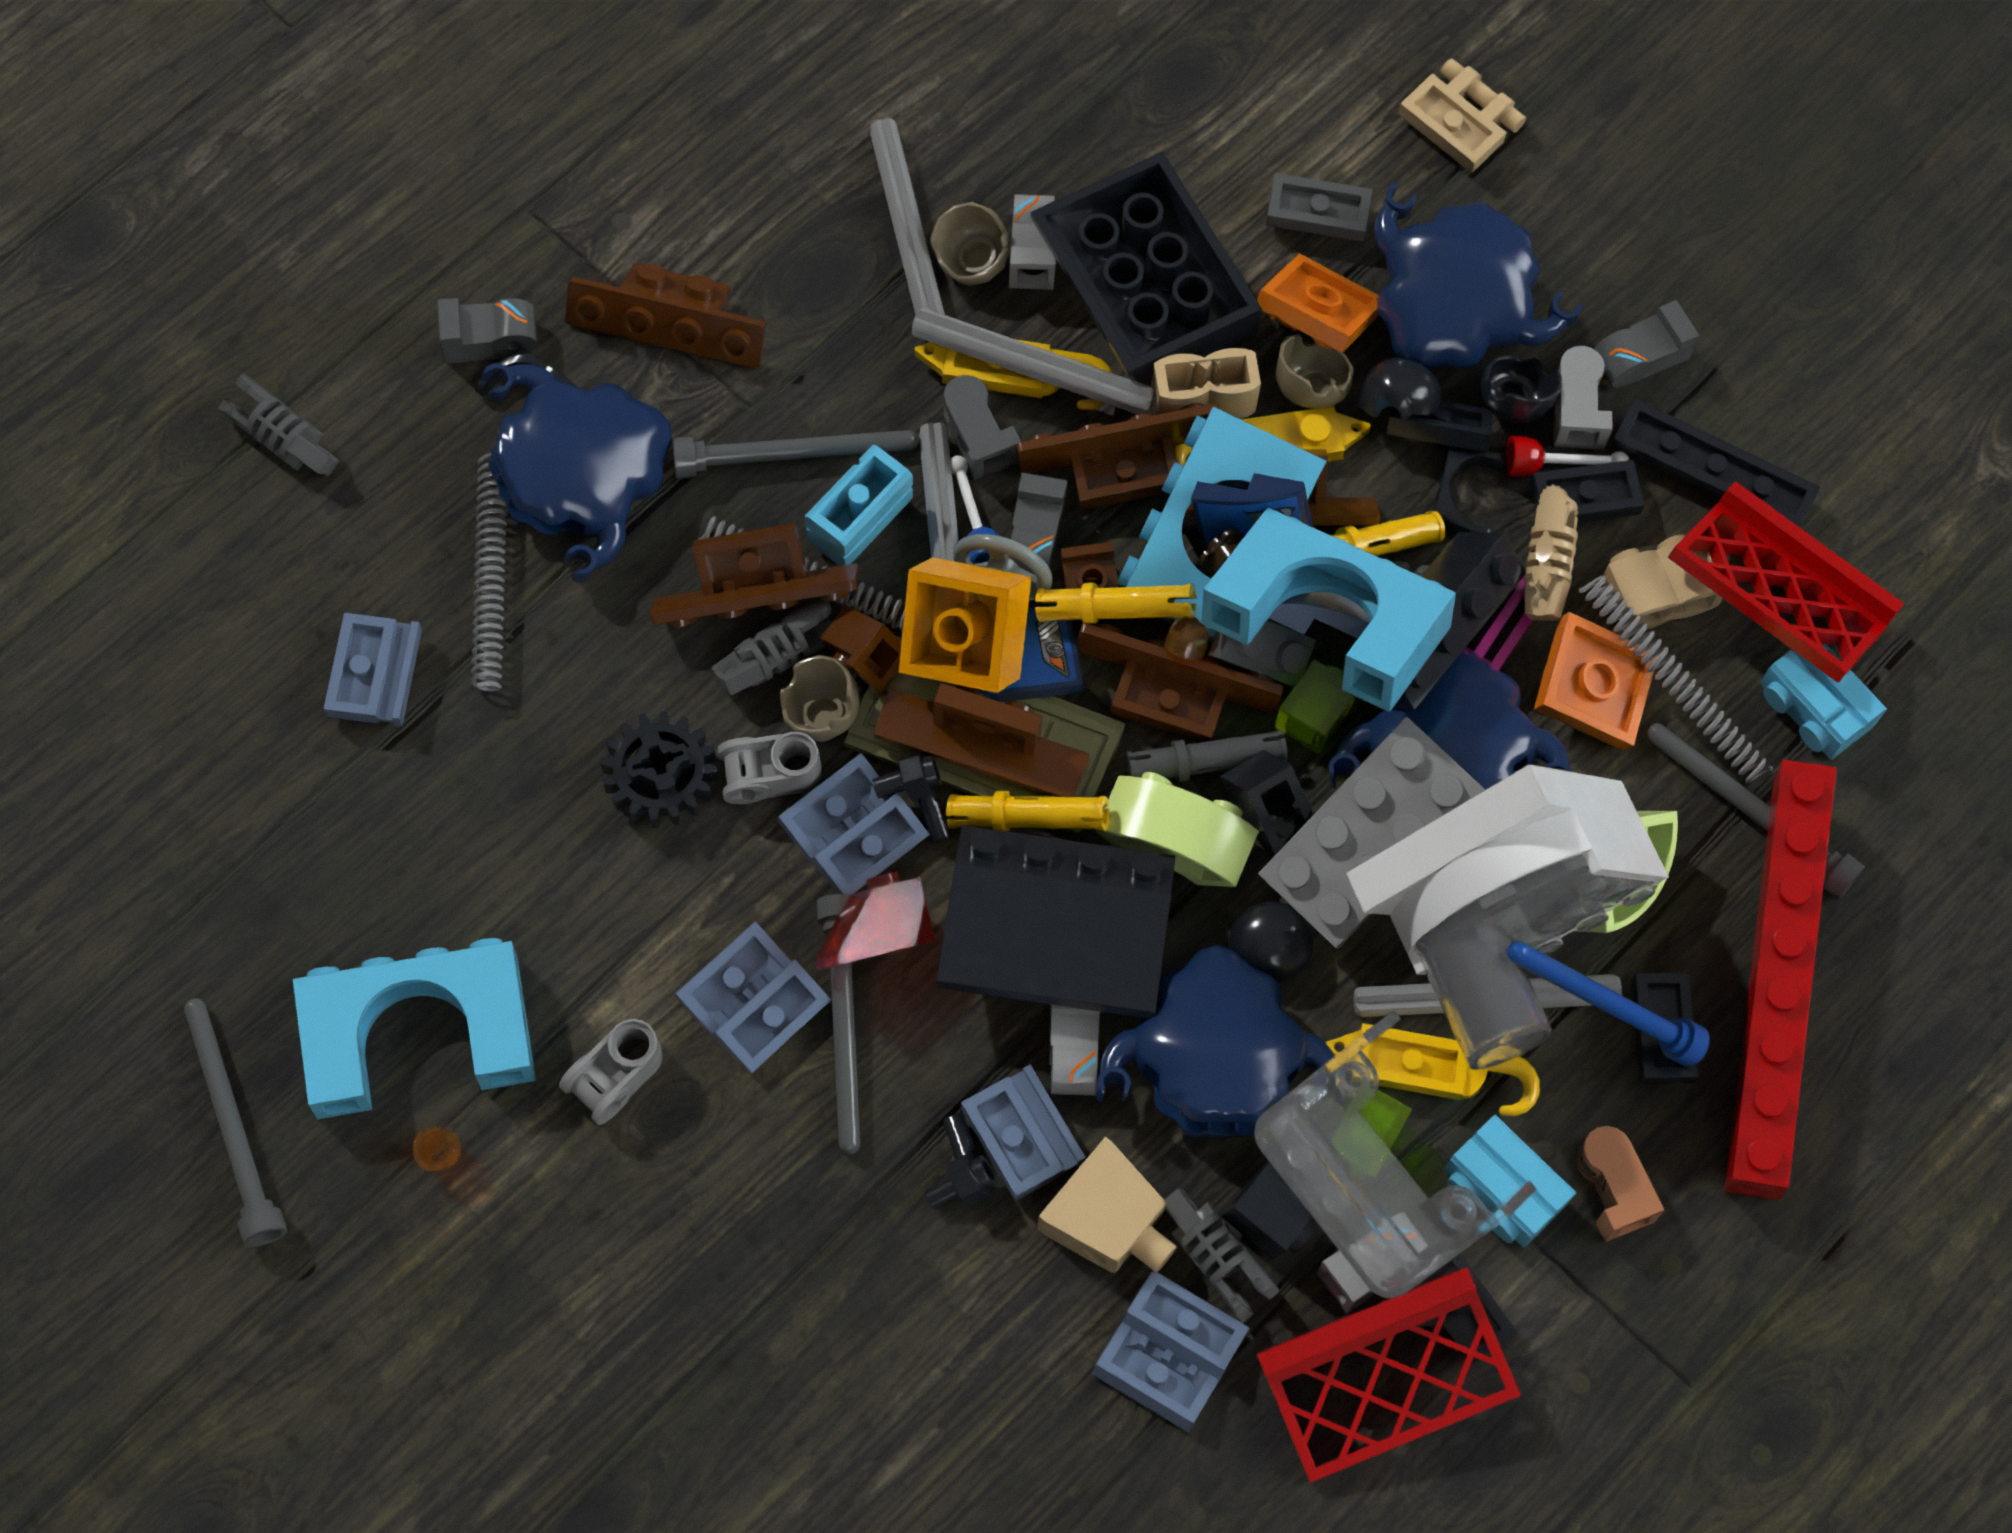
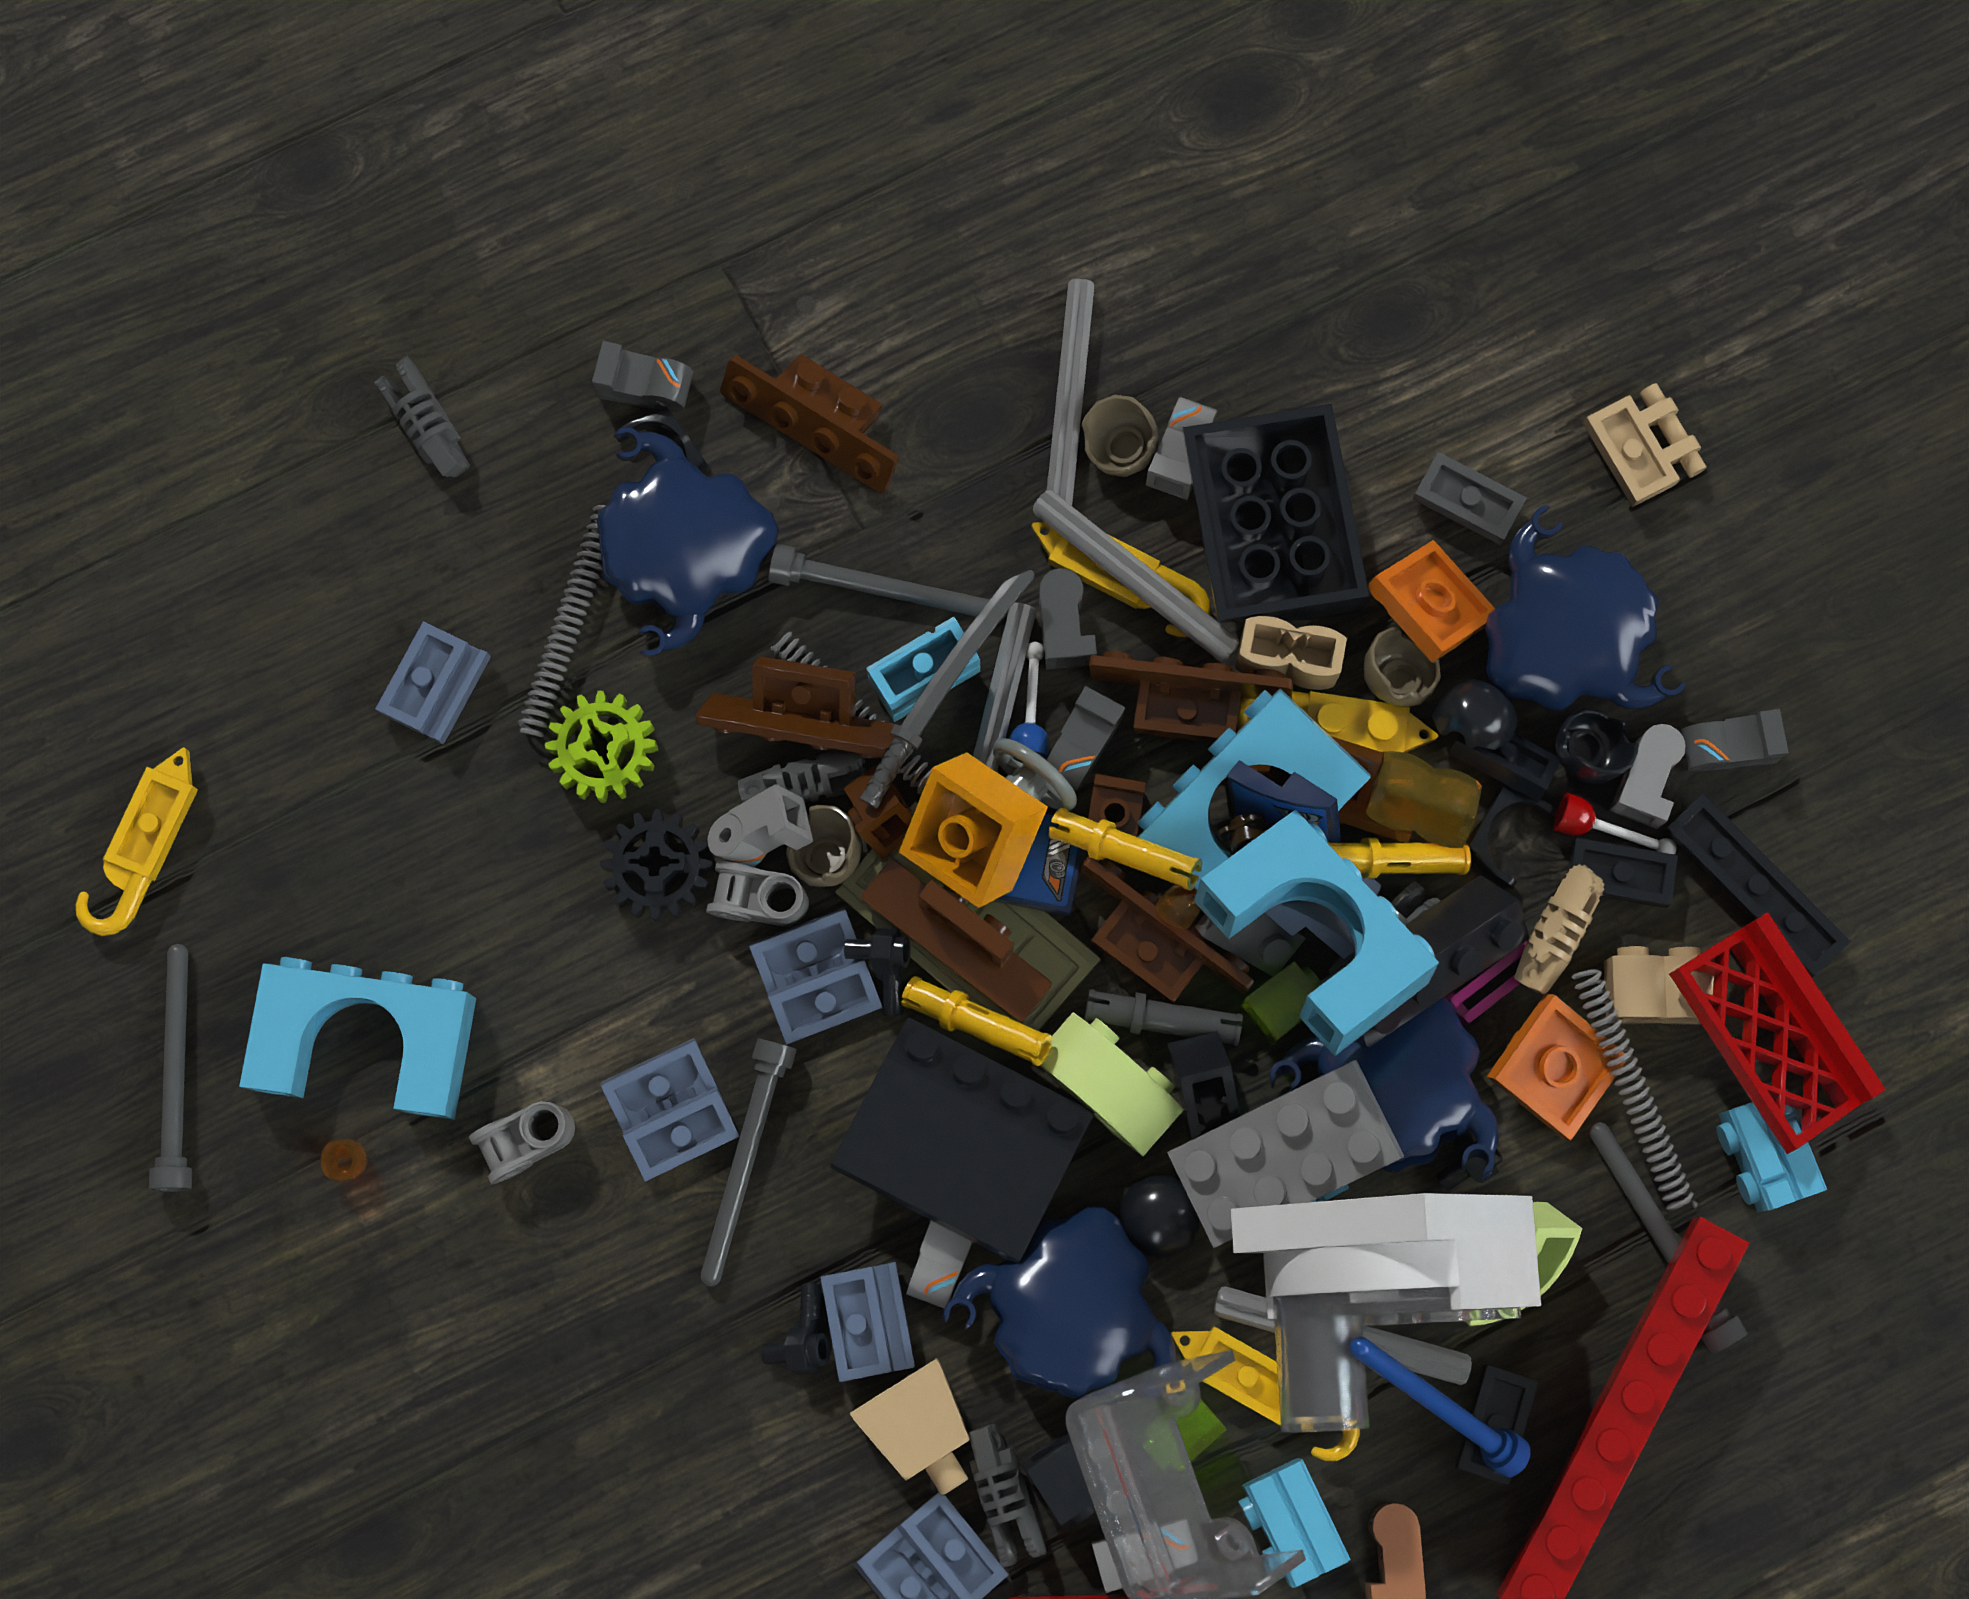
camera: 25 degrees right, 10 degrees up
(123, 909) = (143, 840): none -> yellow plate
(559, 697) = (620, 741): none -> lime gear
(751, 697) = (760, 826): none -> light grey leg
(869, 562) = (907, 735): none -> dark grey sword
(878, 922) = (799, 1084): slope -> none
(1391, 480) = (1431, 801): none -> clear yellow brick

